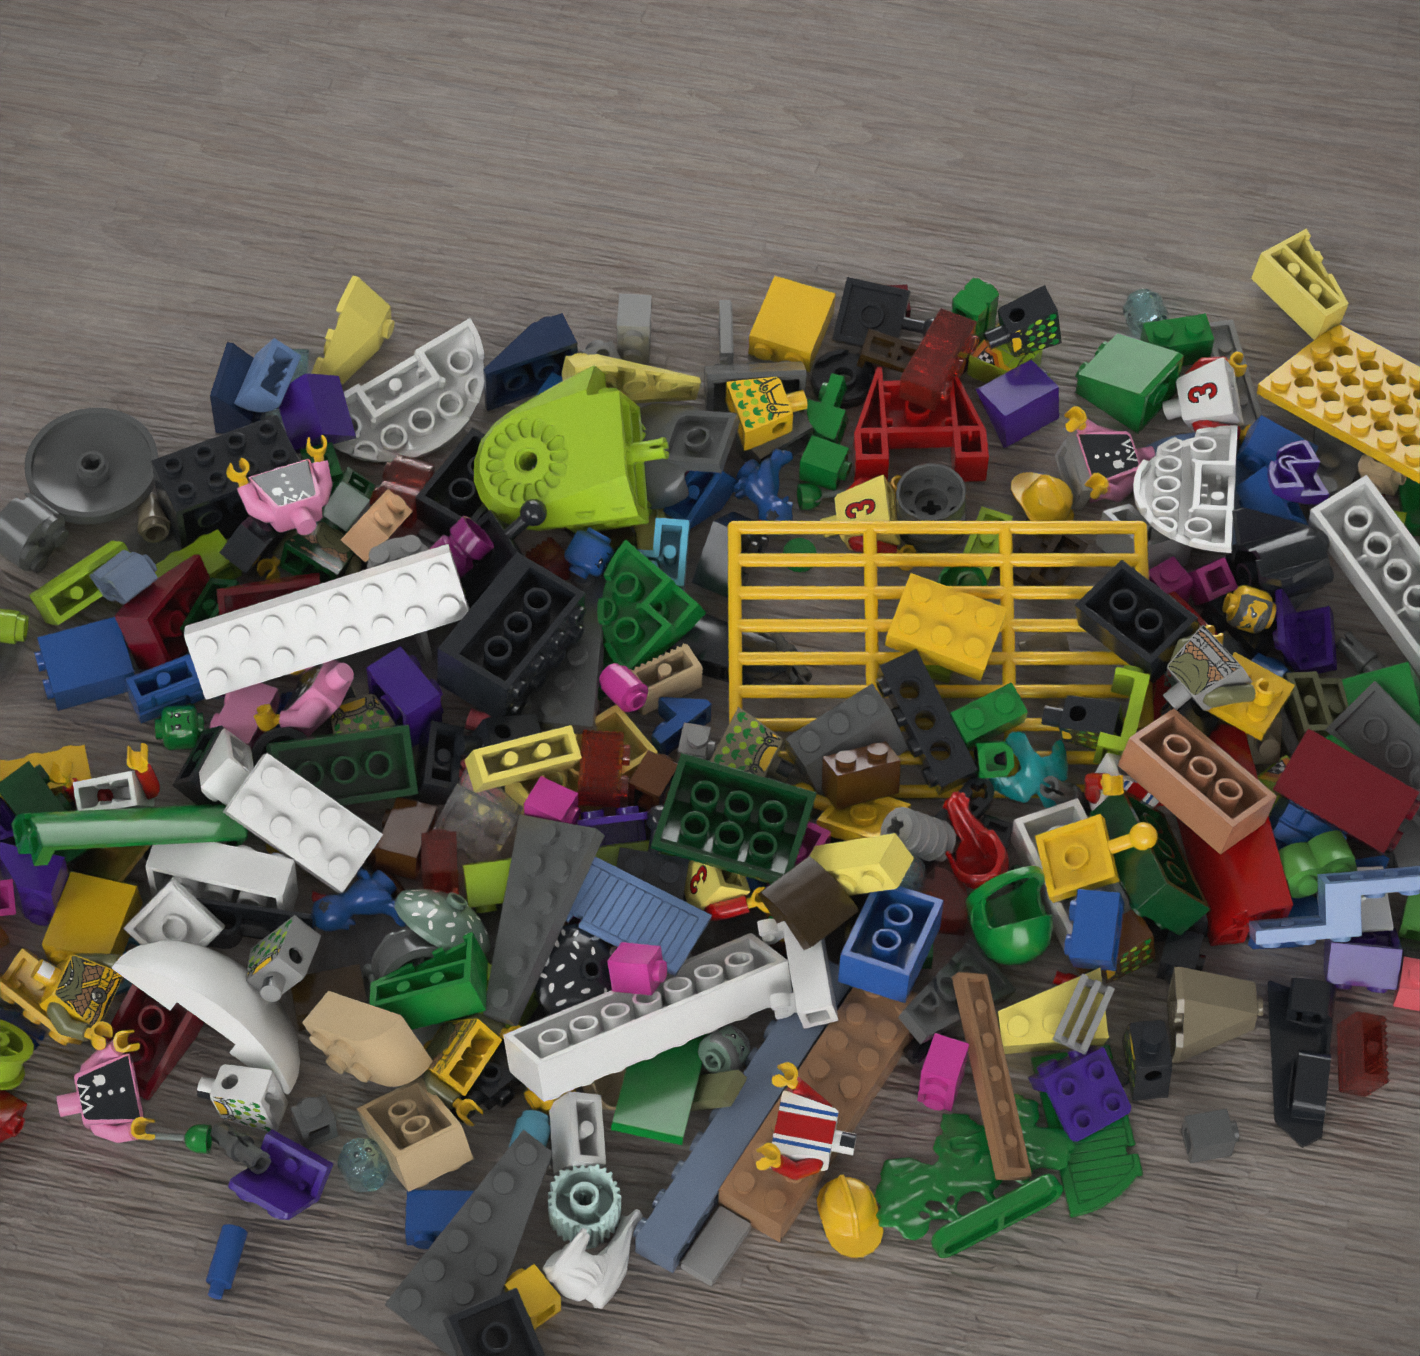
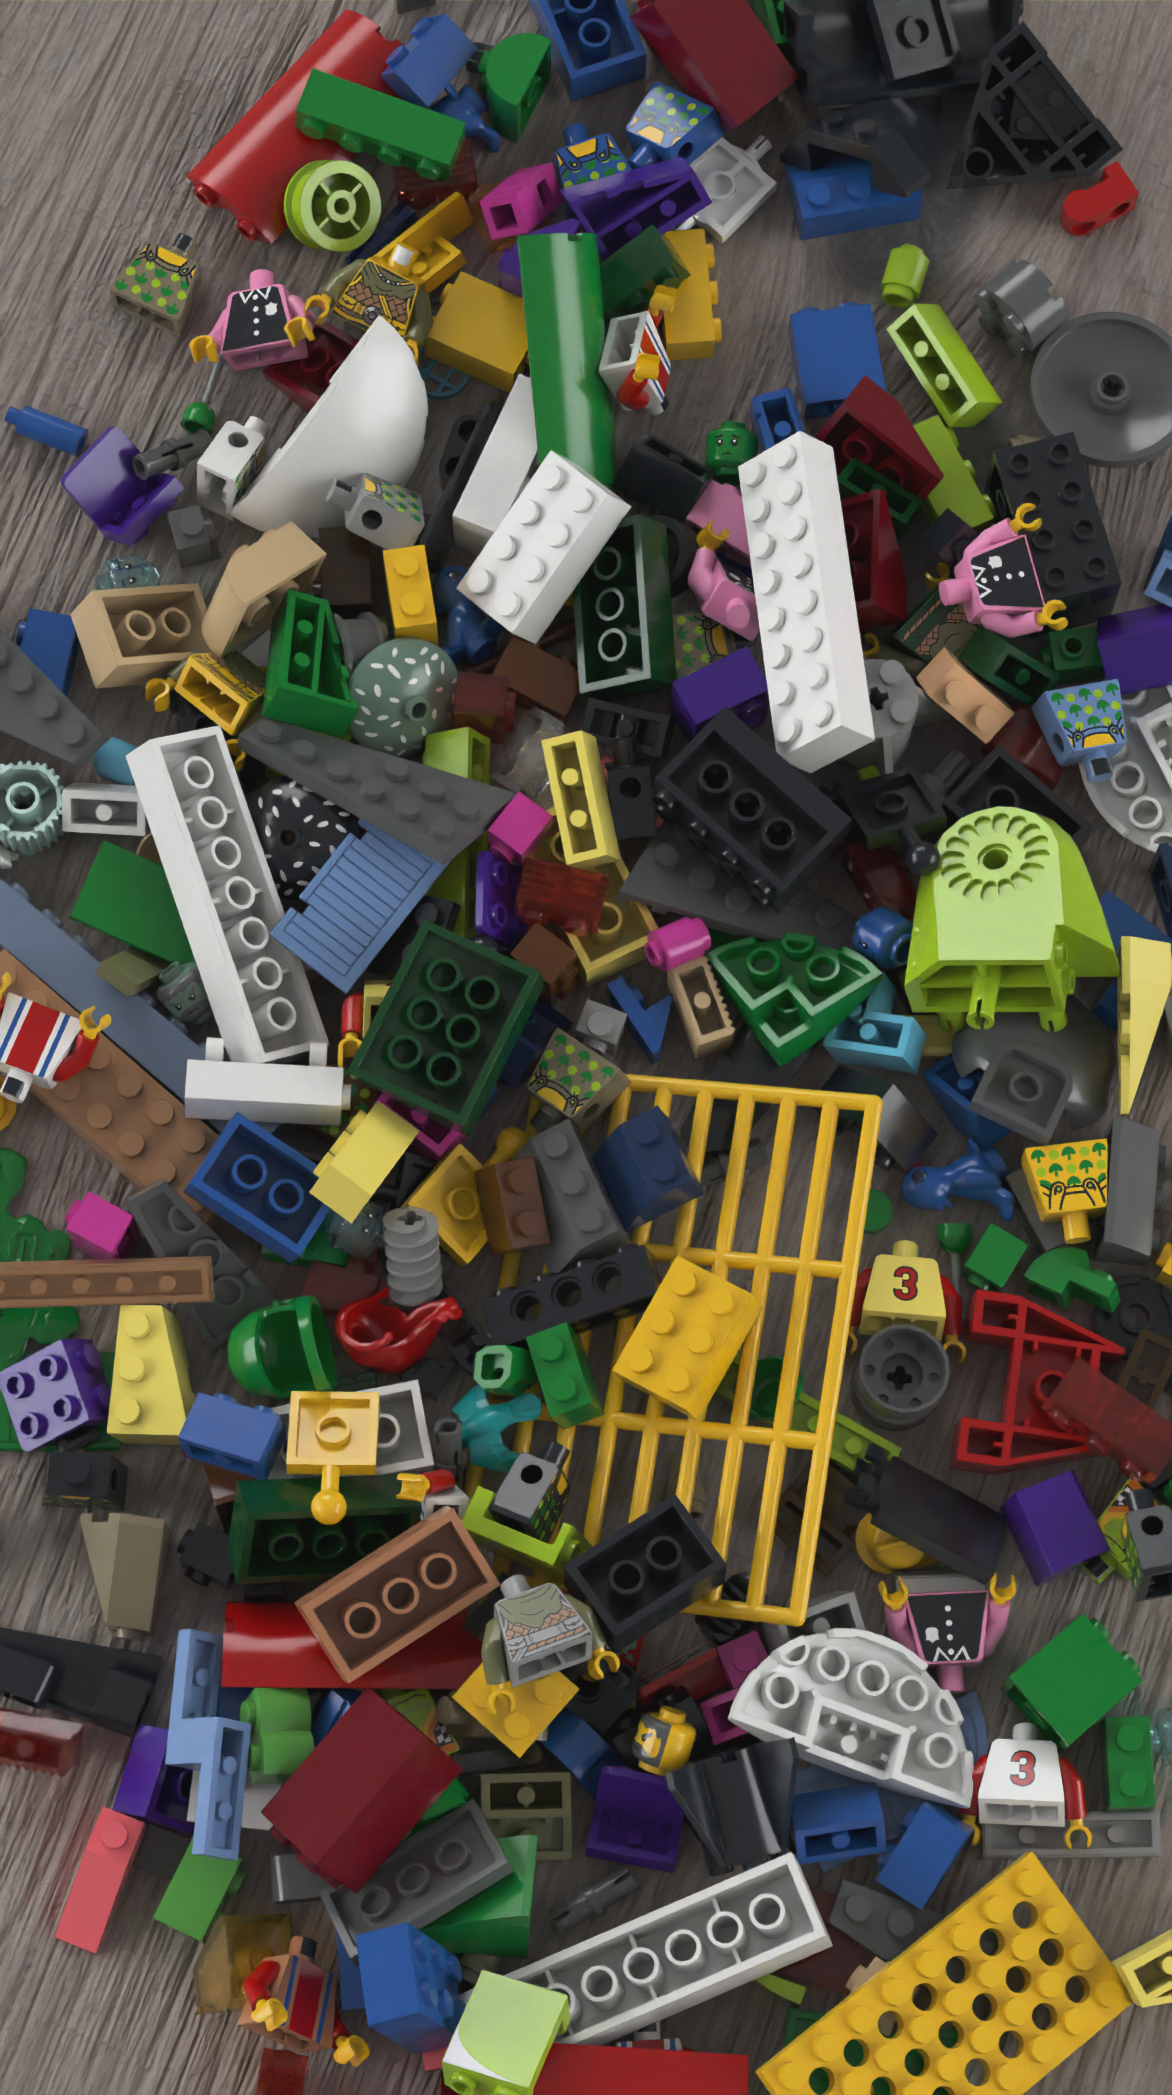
camera: 100 degrees right, 15 degrees up
(75, 1188) = (160, 284): none -> dark tan torso
(124, 576) = (920, 392): sand blue brick -> none
(174, 916) = (456, 408): white tile -> none
(225, 768) = (646, 482): white slope -> none
(355, 926) = (410, 593): none -> yellow brick
(390, 442) = (1083, 725): none -> medium blue torso
(466, 544) = (894, 773): magenta wheel -> none
(637, 968) = (279, 887): dark pink brick -> none
(808, 902) = (318, 1091): dark brown slope -> none
(812, 680) = (646, 1169): none -> dark blue slope
(1032, 472) = (928, 1514): none -> black tile
(1095, 986) = (102, 1381): light grey tile -> none
(1295, 474) = (868, 1858): dark purple brick -> none

